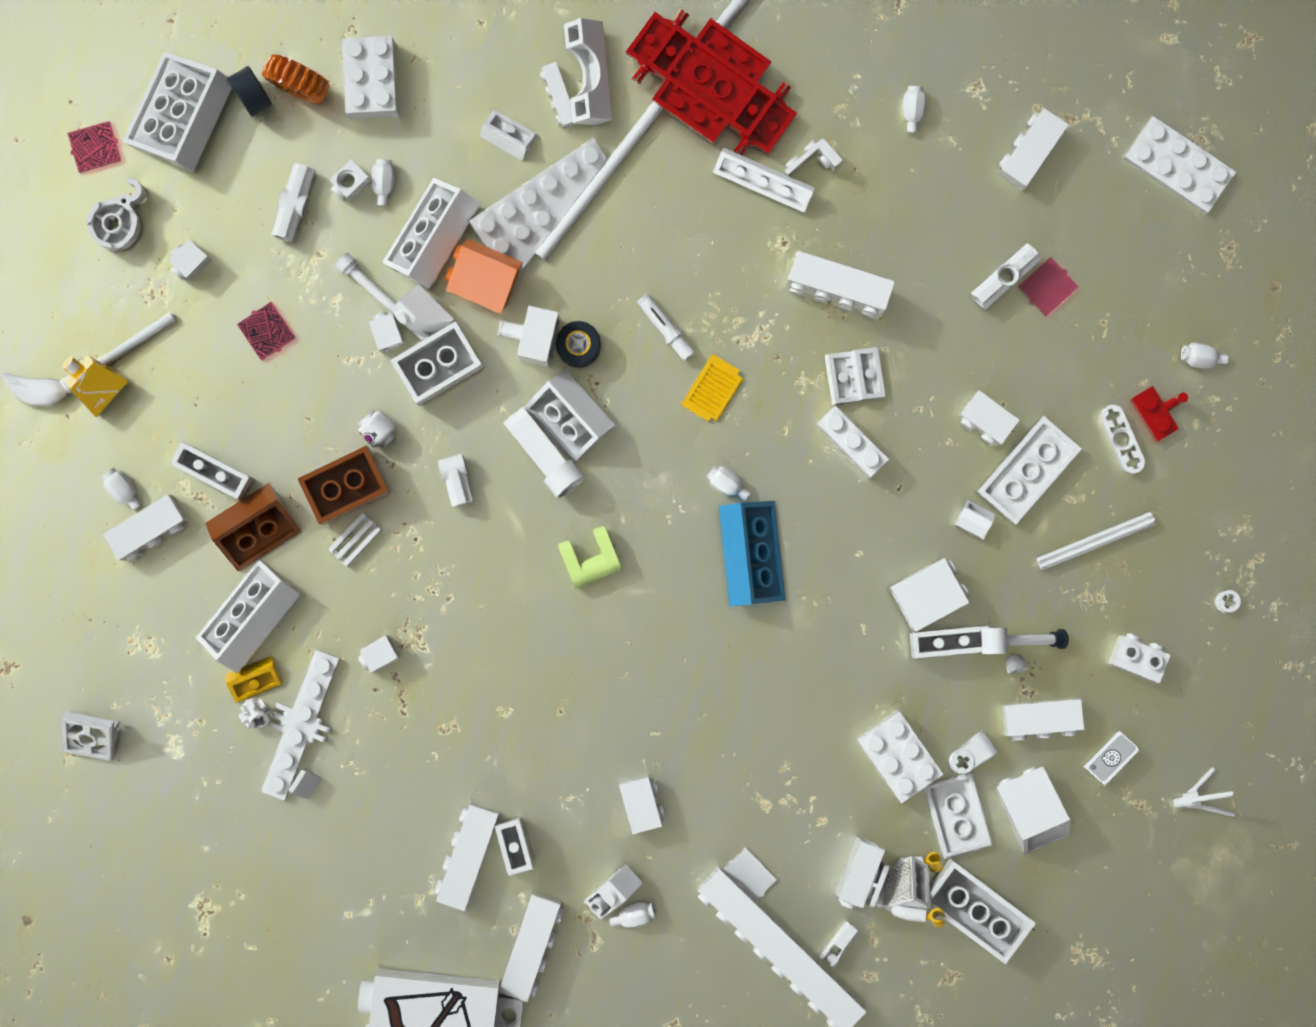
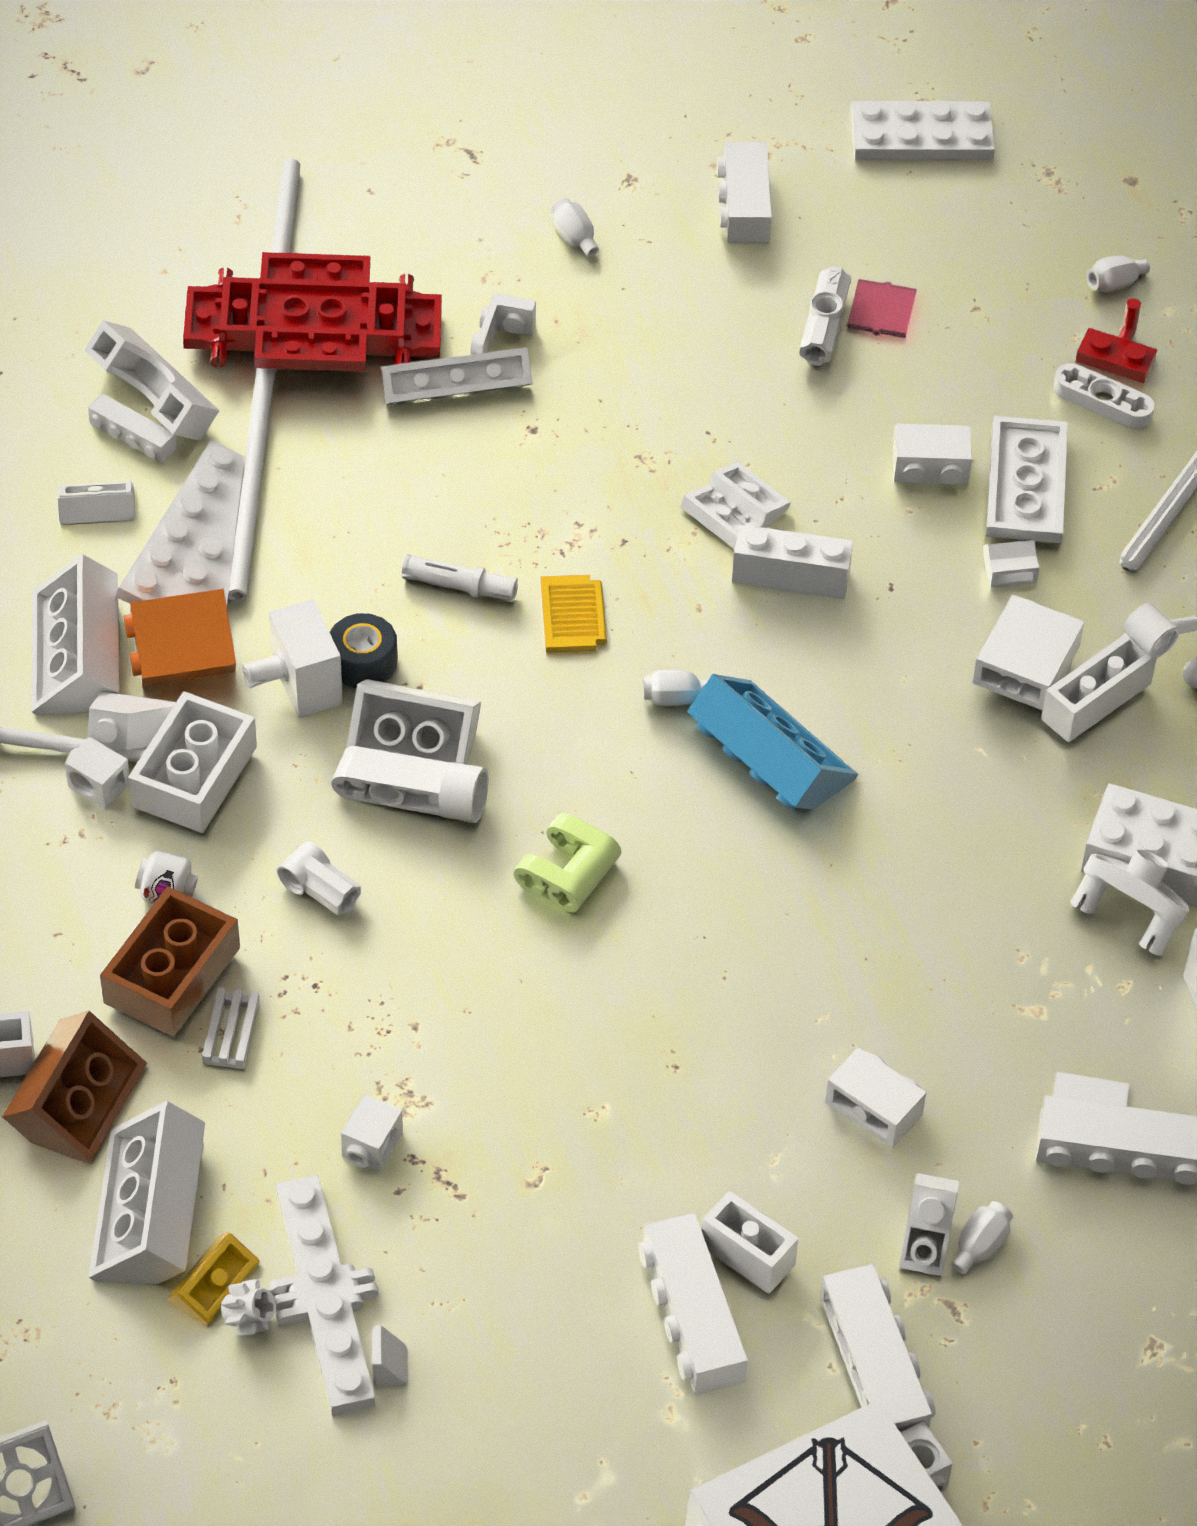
camera: 40 degrees left, 35 degrees down
(839, 284) = (637, 412): white brick -> none
(865, 781) = (1141, 881): none -> white connector

